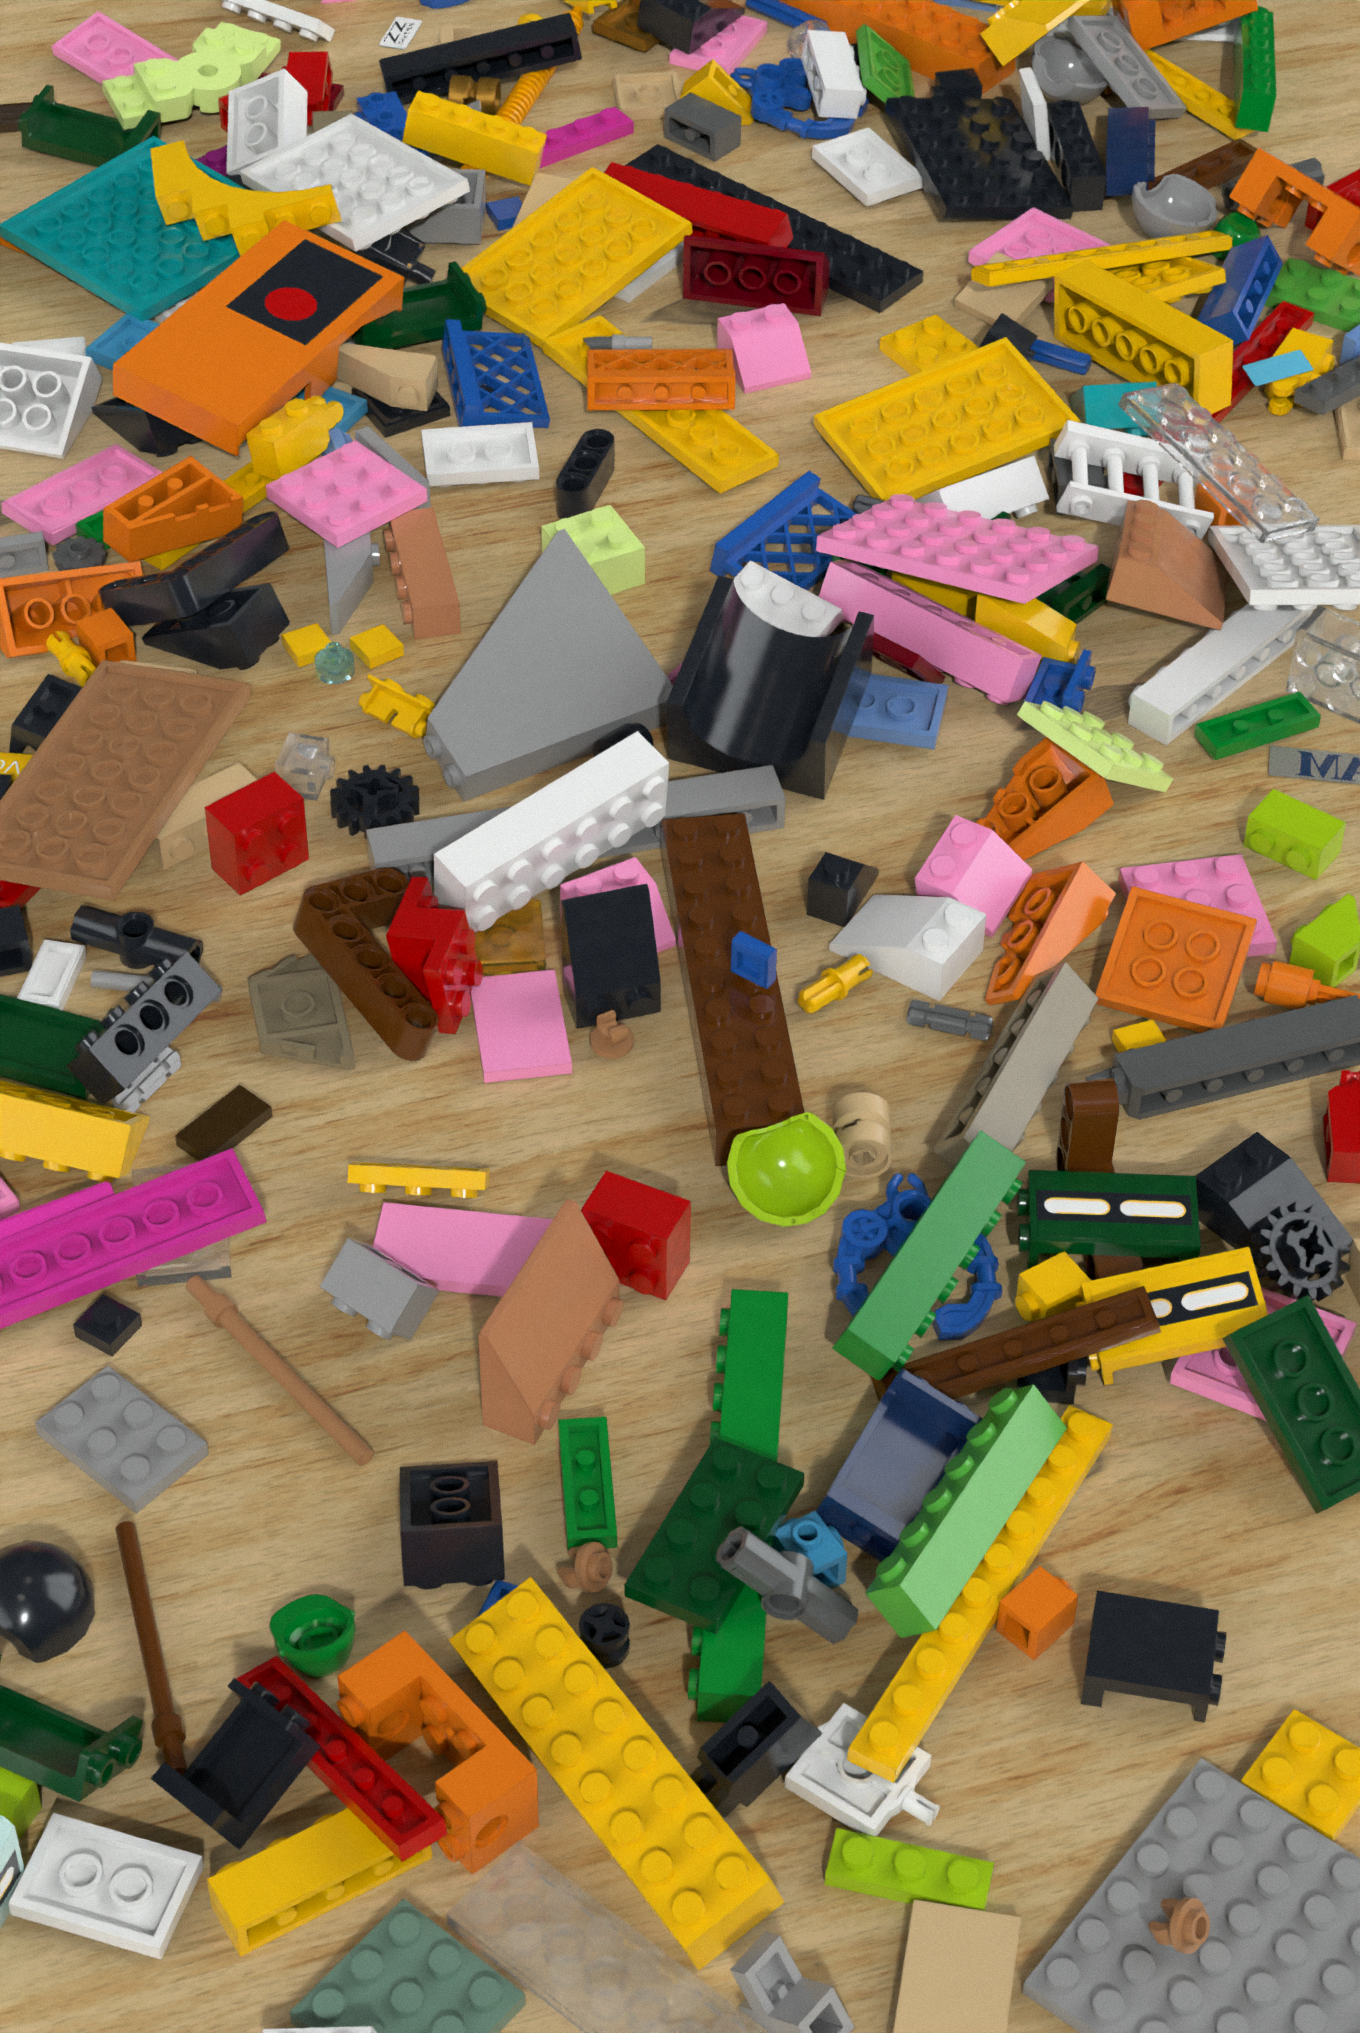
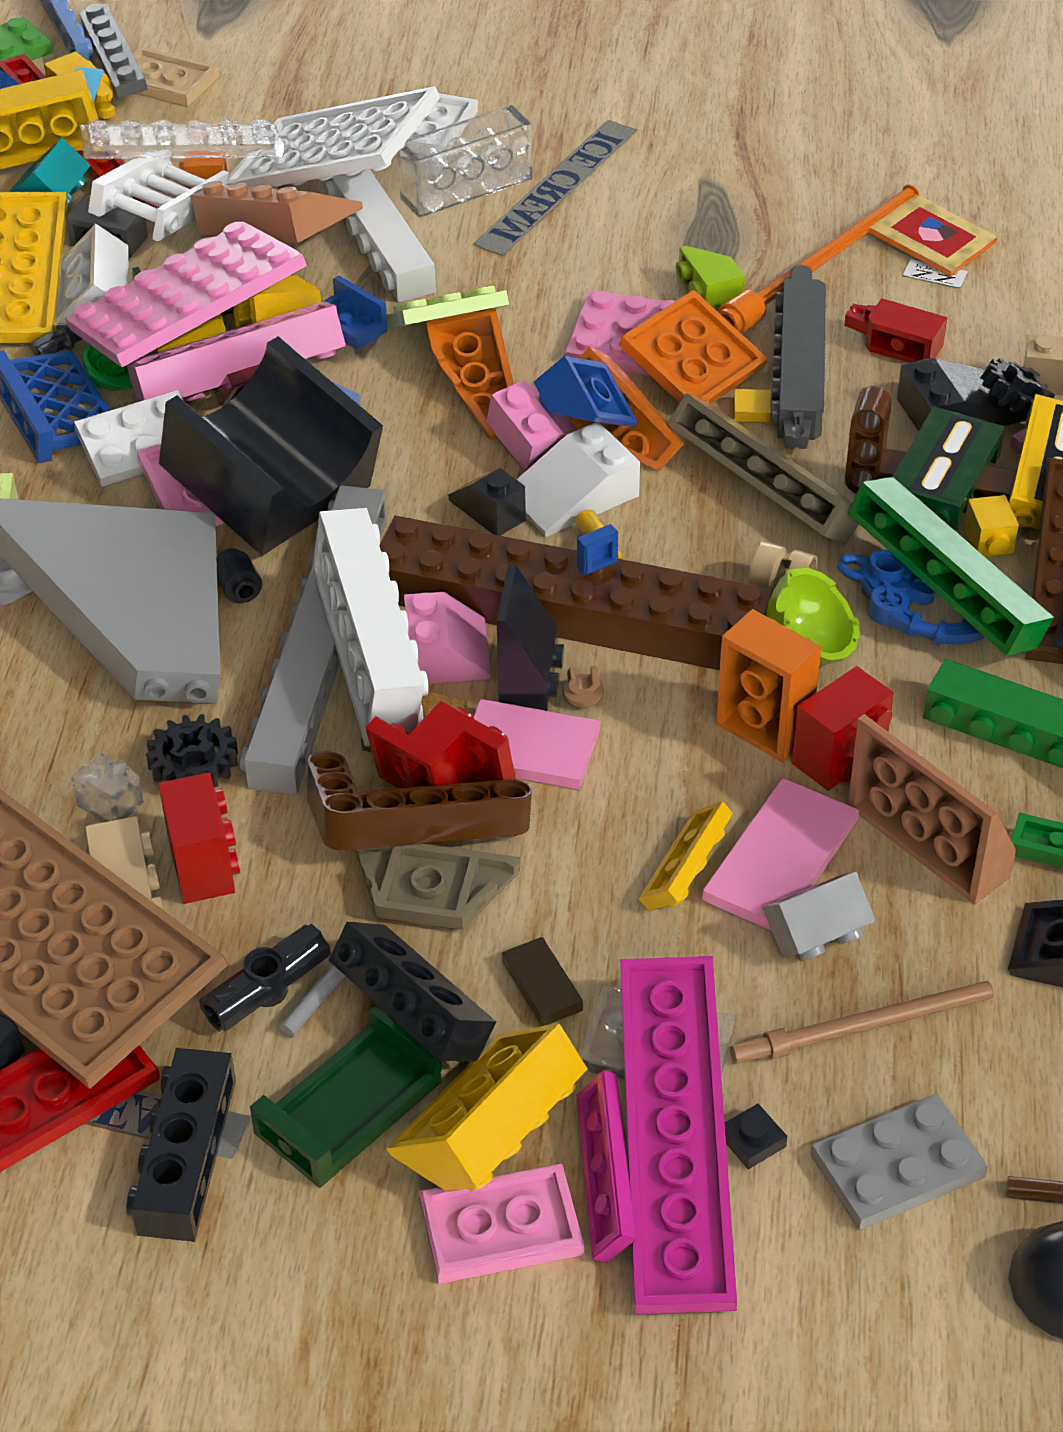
camera: 65 degrees left, 0 degrees up
(53, 974) = (264, 1062): white tile -> none
(390, 698) = (55, 707): yellow hinge -> none
(647, 1132) = (763, 681): none -> orange brick
(950, 1020) = (671, 492): dark grey axle -> none
(1008, 888) = (584, 391): none -> blue slope
(1257, 725) = (457, 237): green plate -> none
(1294, 834) = (587, 257): lime brick -> none

